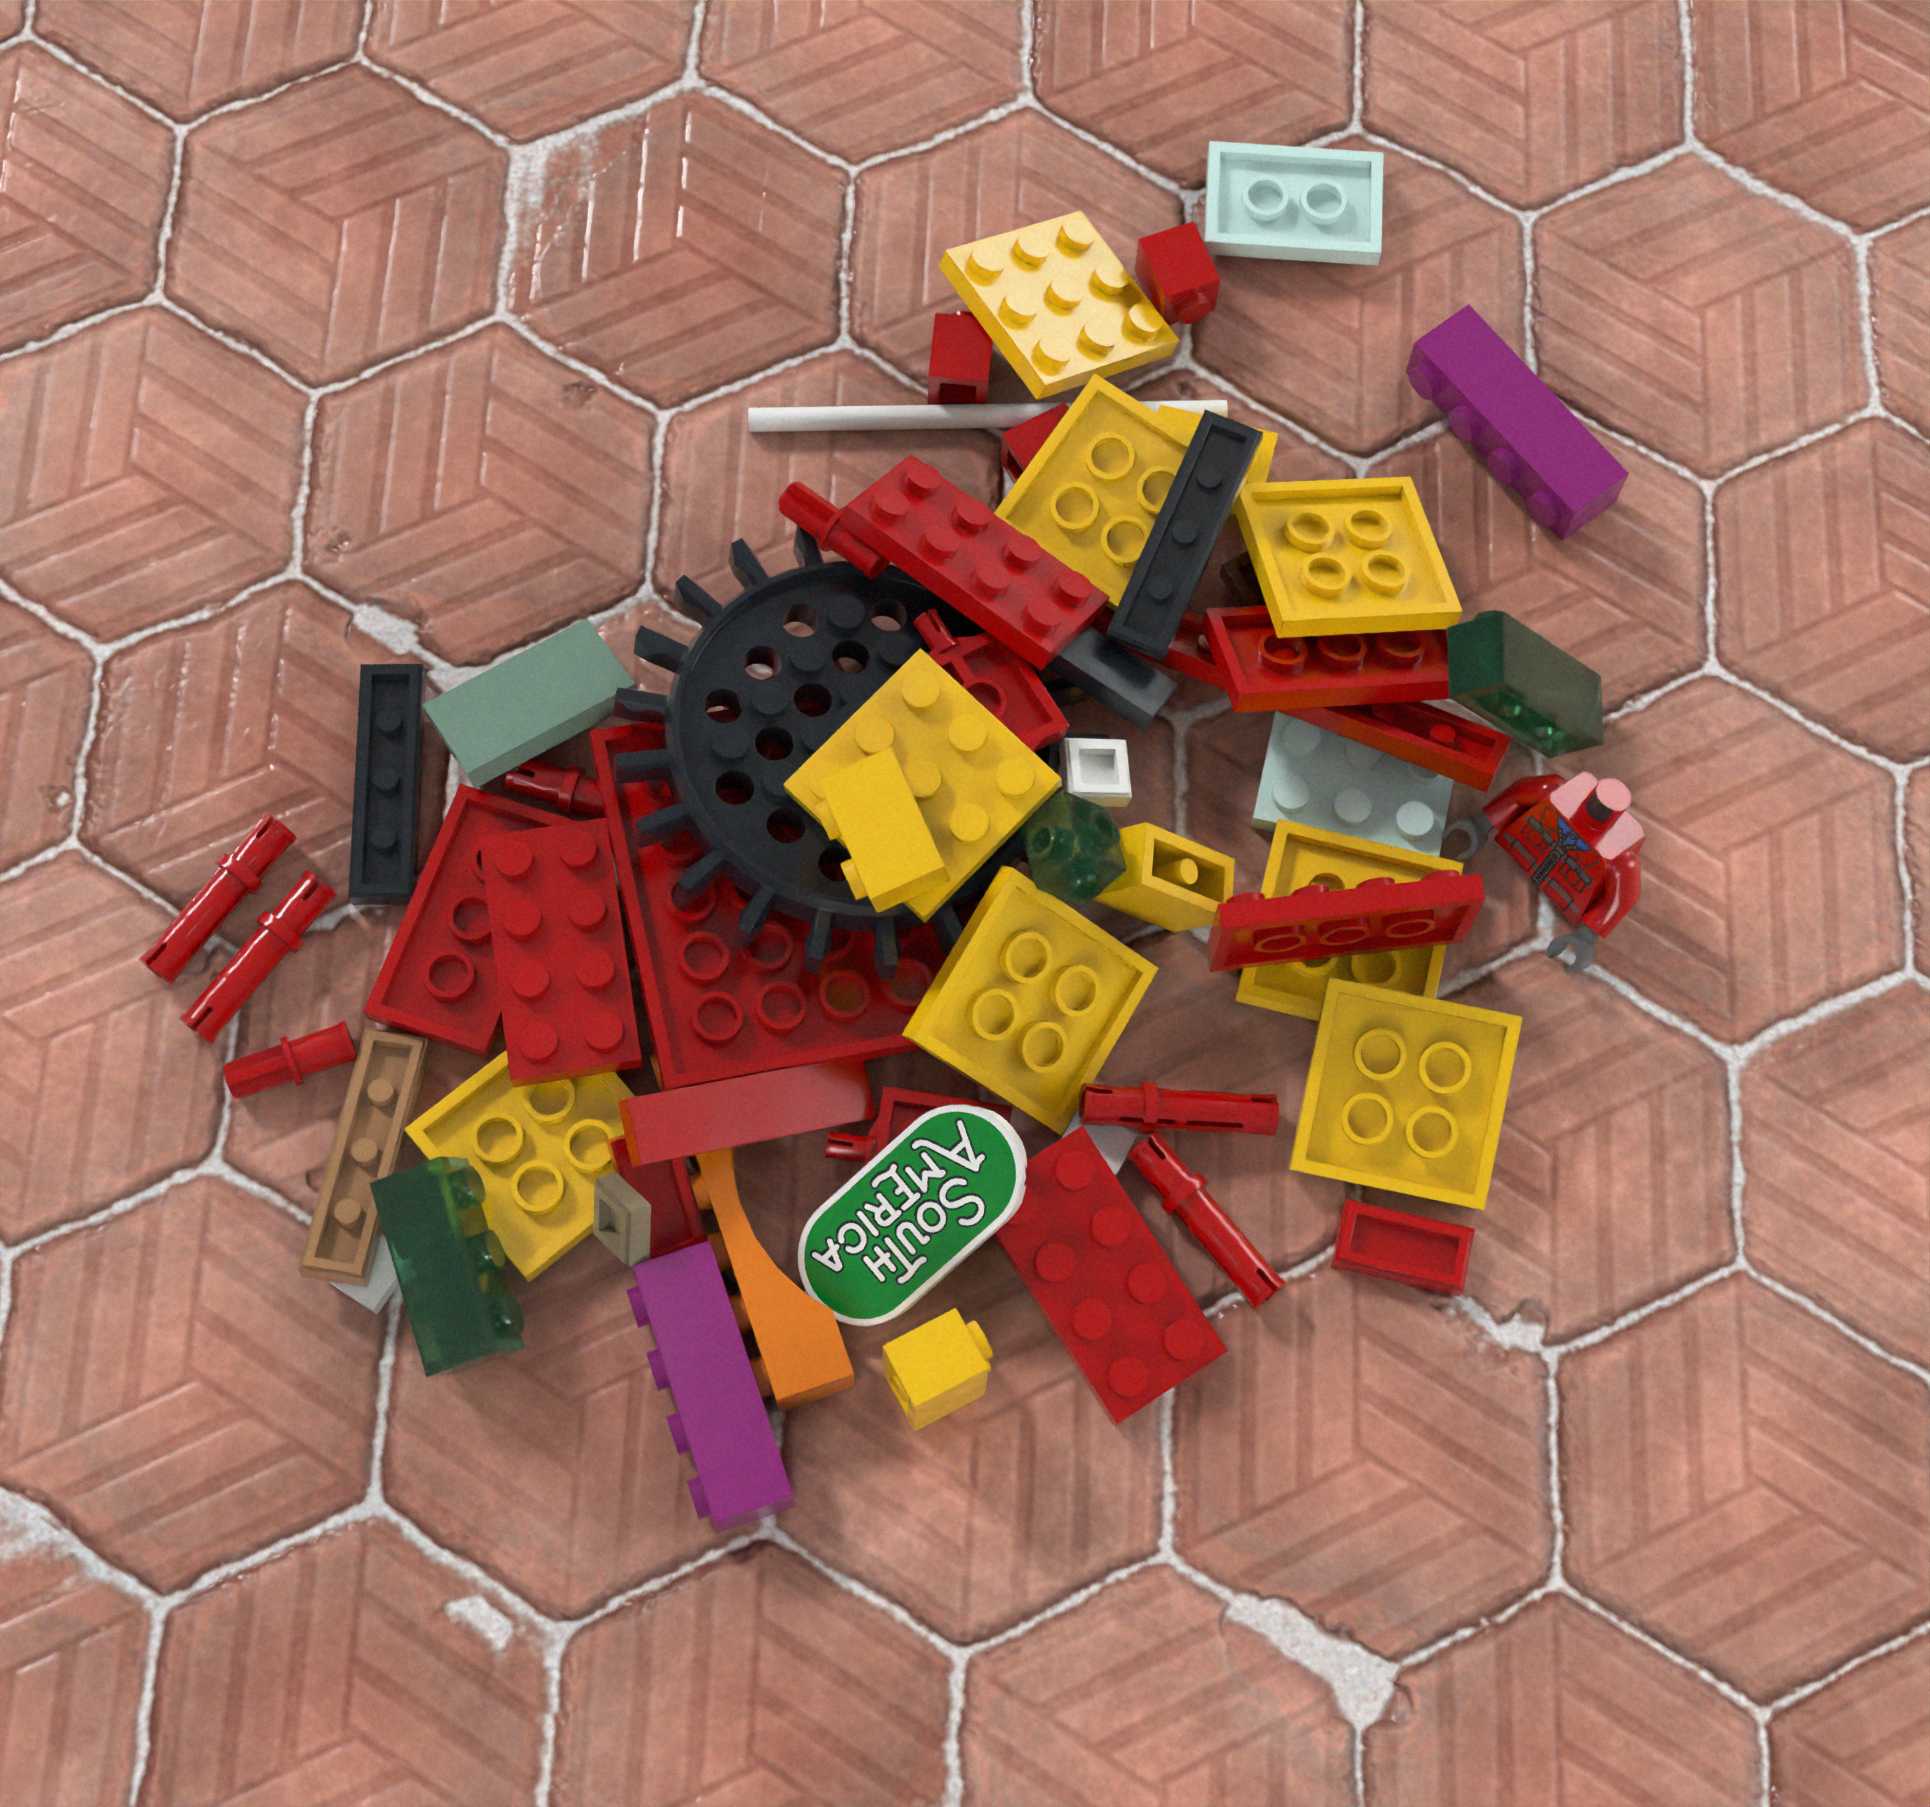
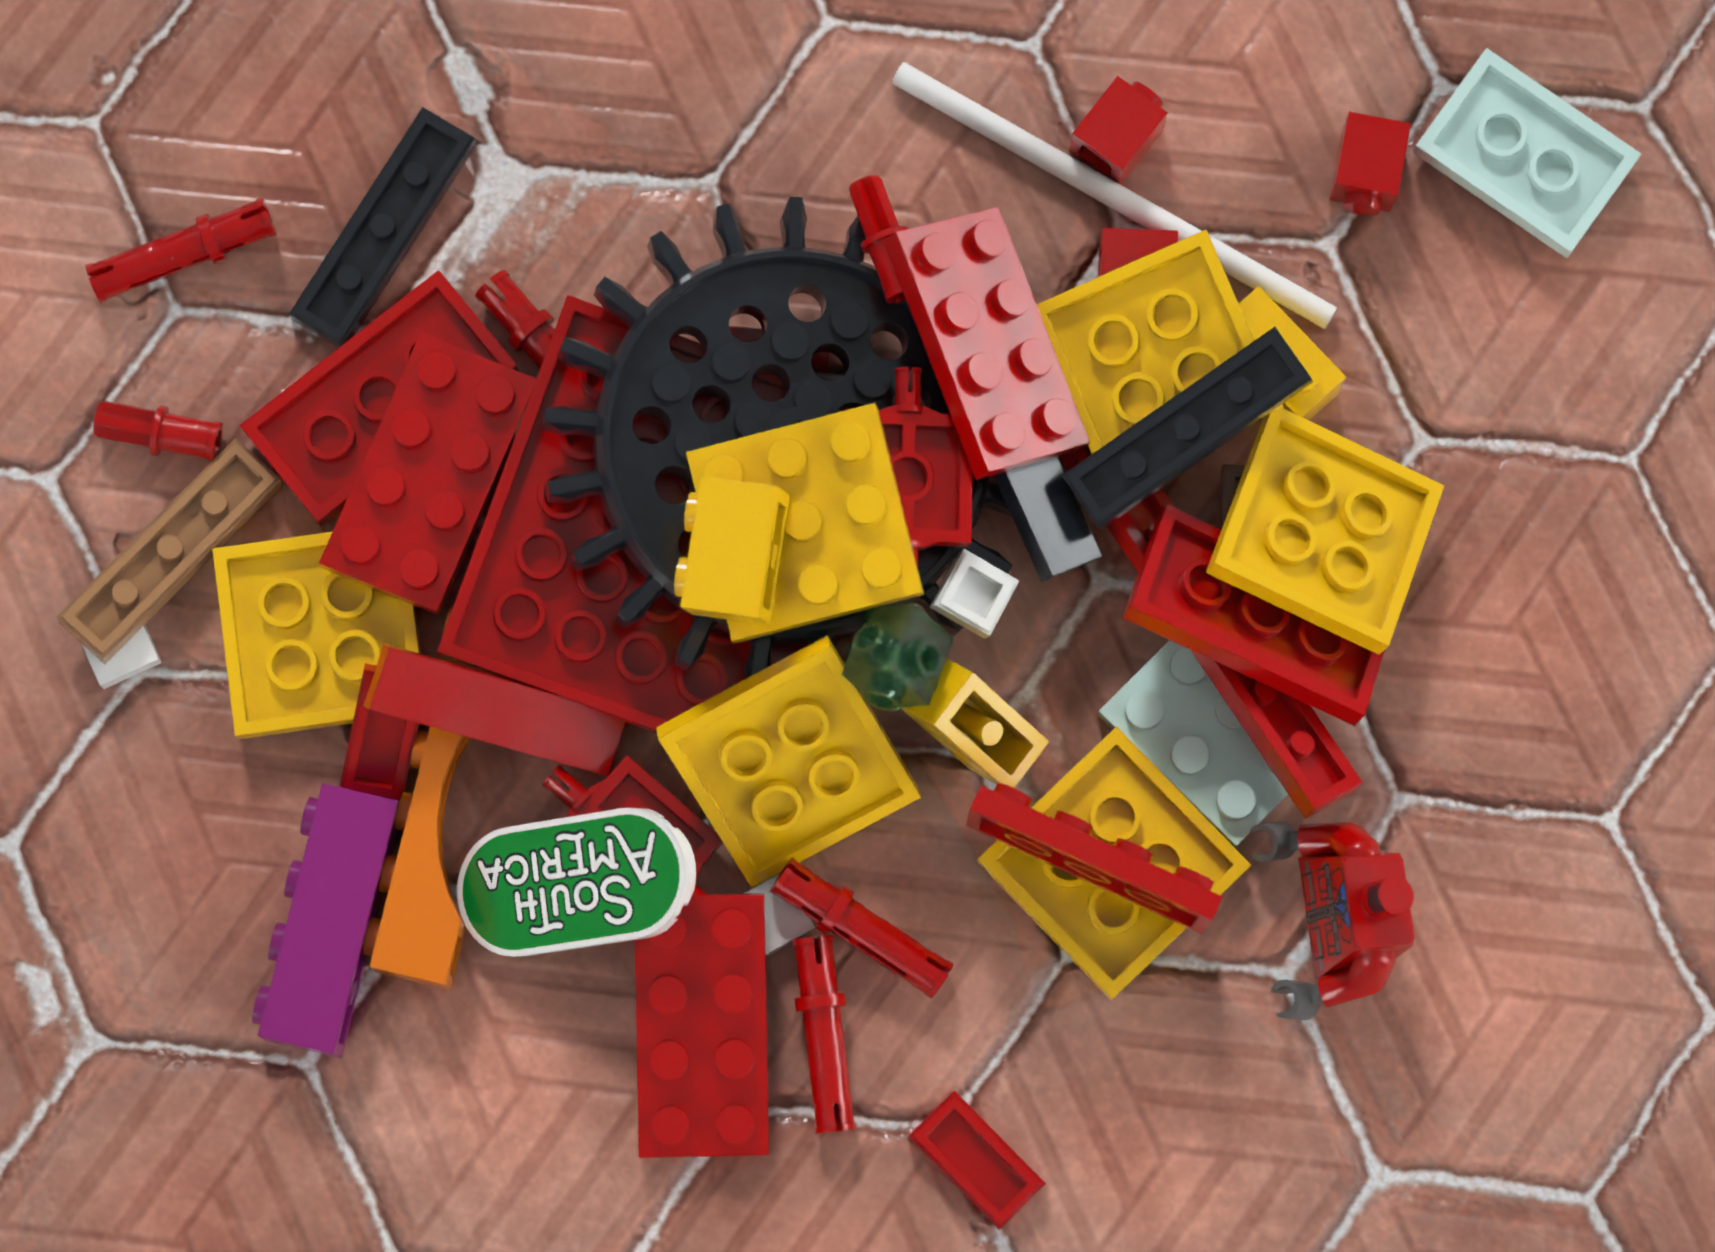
camera: 35 degrees right, 10 degrees up
(259, 956) = (185, 322): red pin -> none
(448, 1265) = (176, 690): clear green brick -> none
(529, 703) = (541, 231): sand green tile -> none
(622, 1219) = (336, 739): dark tan tile -> none
(937, 1368) = (513, 1023): yellow brick -> none
(1058, 304) = (1238, 129): yellow plate -> none
(1405, 1093) = (1059, 1034): yellow plate -> none
(1515, 423) = (1581, 488): magenta brick -> none
(1524, 684) = (1402, 743): clear green brick -> none

